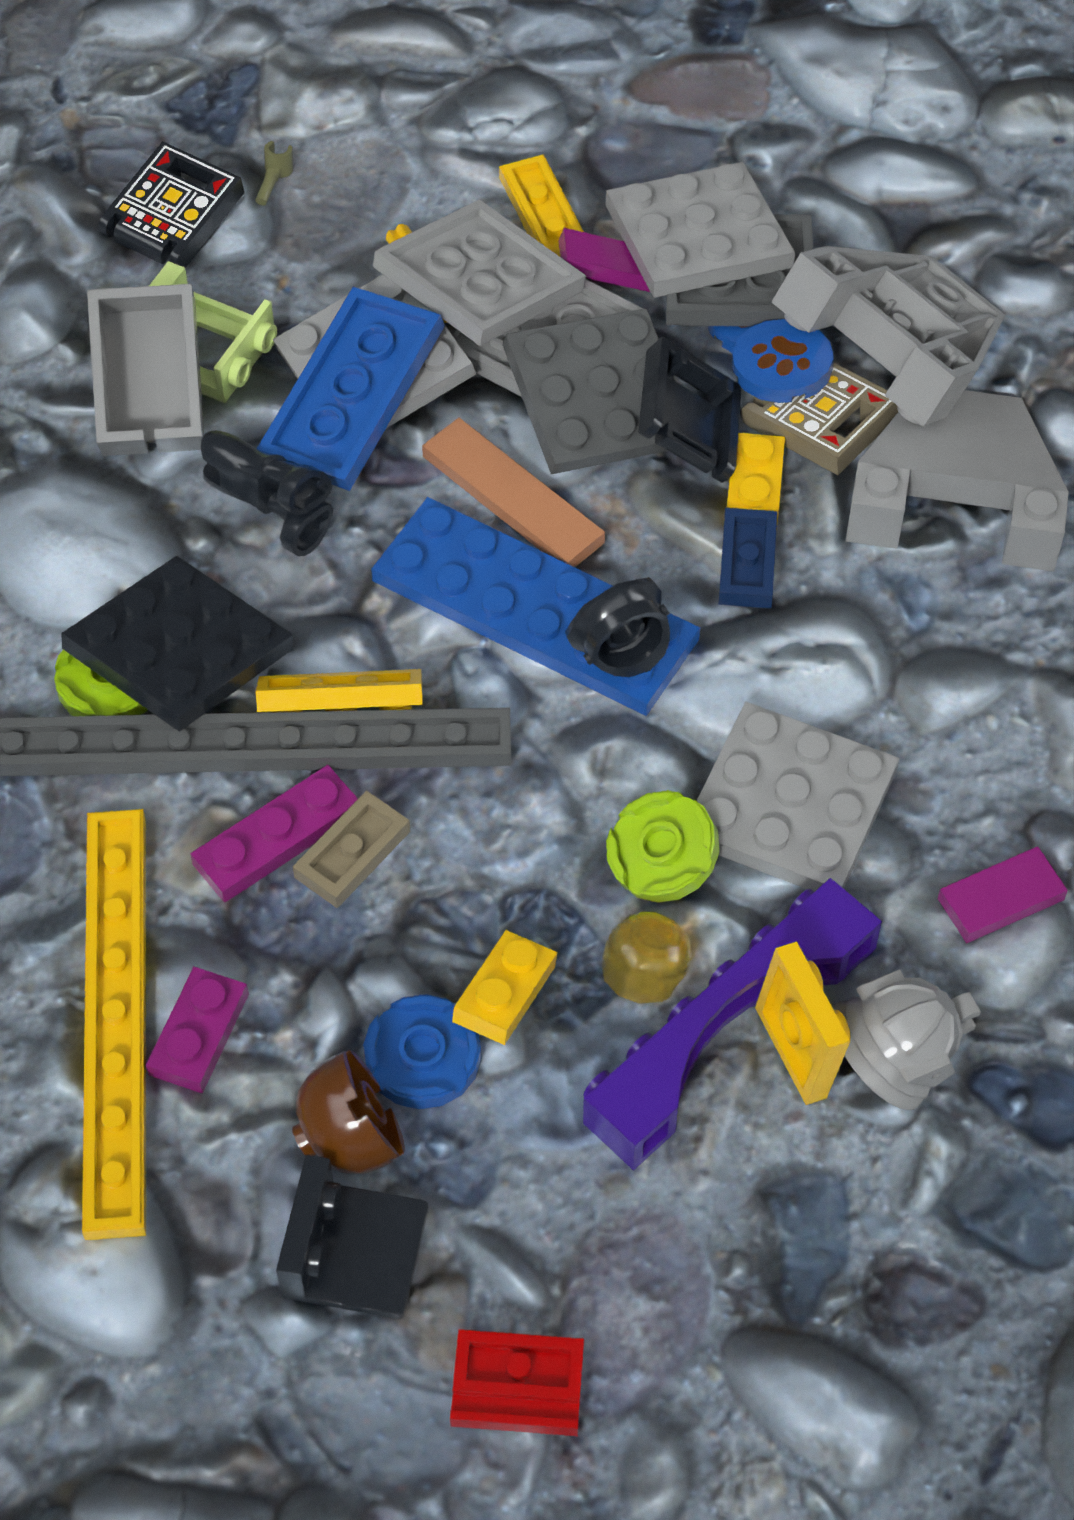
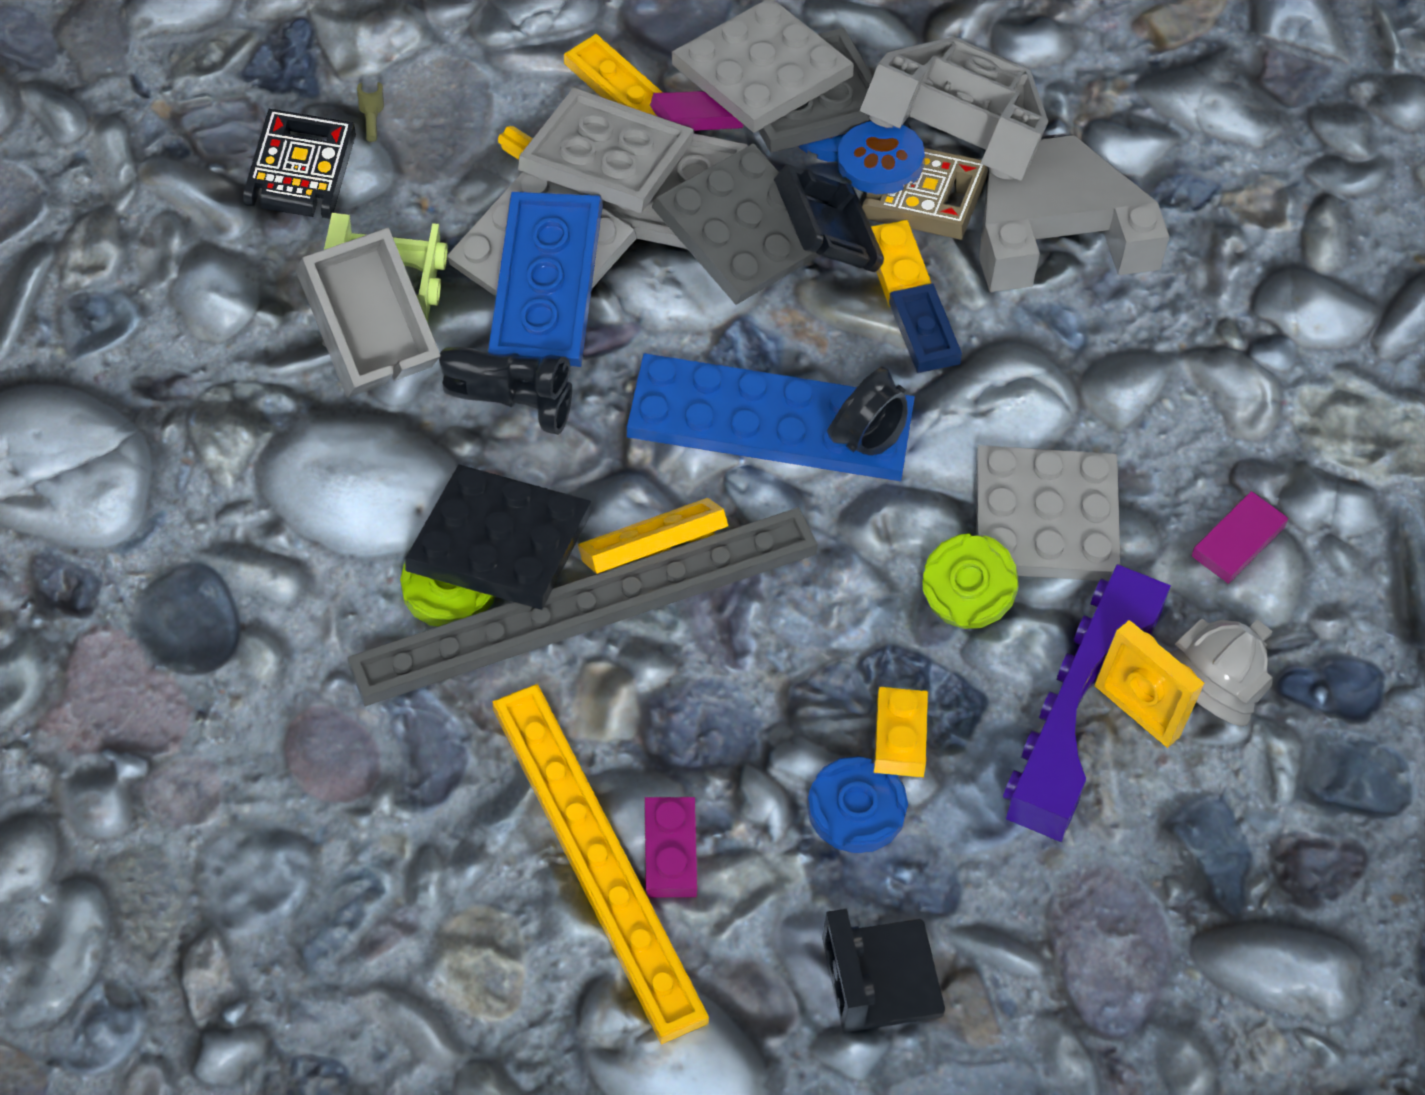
camera: 25 degrees left, 0 degrees up
(273, 834) = (654, 669): magenta plate -> none
(344, 1117) = (831, 875): reddish brown cylinder -> none
(351, 849) = (725, 661): dark tan plate -> none
(513, 493) = (708, 329): nougat tile -> none
(517, 1382) = (1057, 1032): red plate -> none
(646, 957) = (996, 673): clear yellow hair -> none

